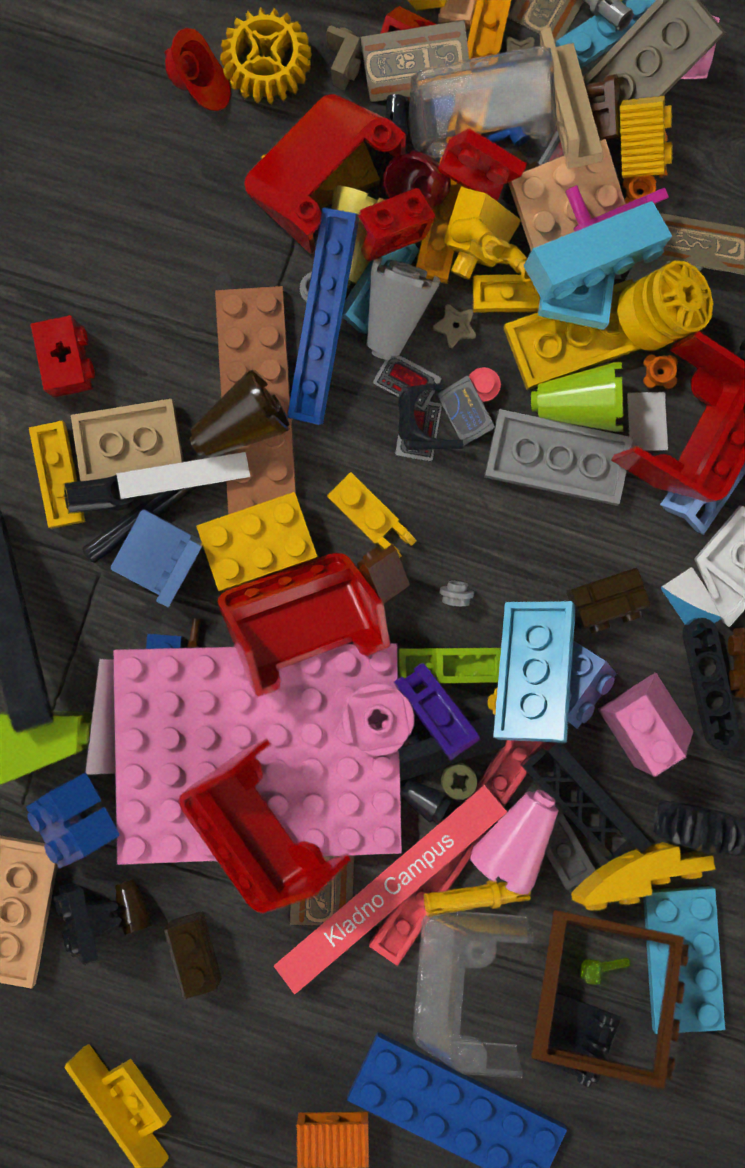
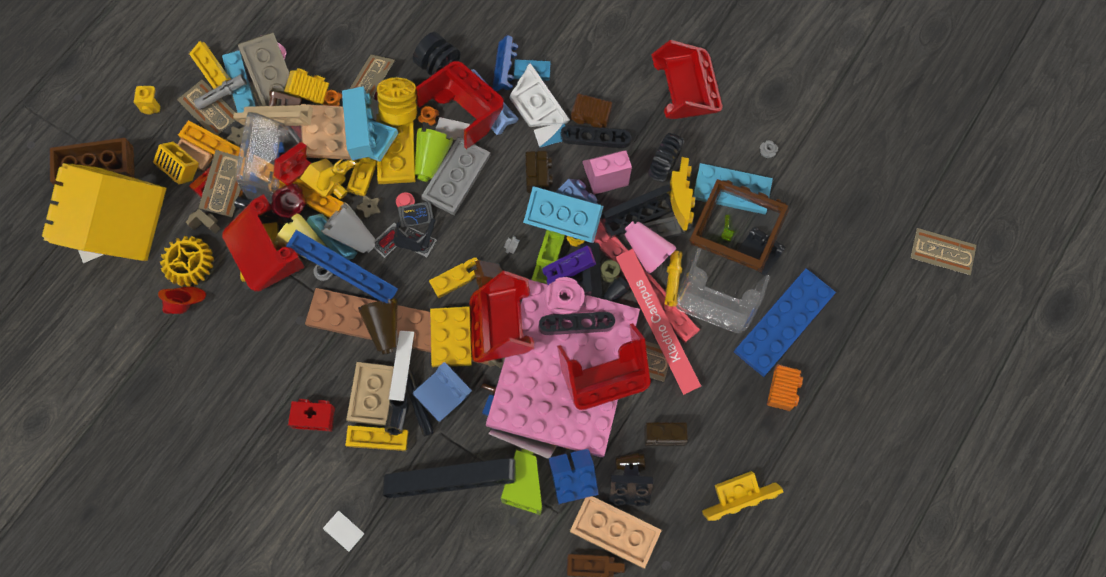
camera: 75 degrees left, 15 degrees down
(335, 753) = (576, 321): none -> black beam
(395, 223) = (307, 214): red bracket -> none
(584, 218) = (337, 125): dark pink piece -> none

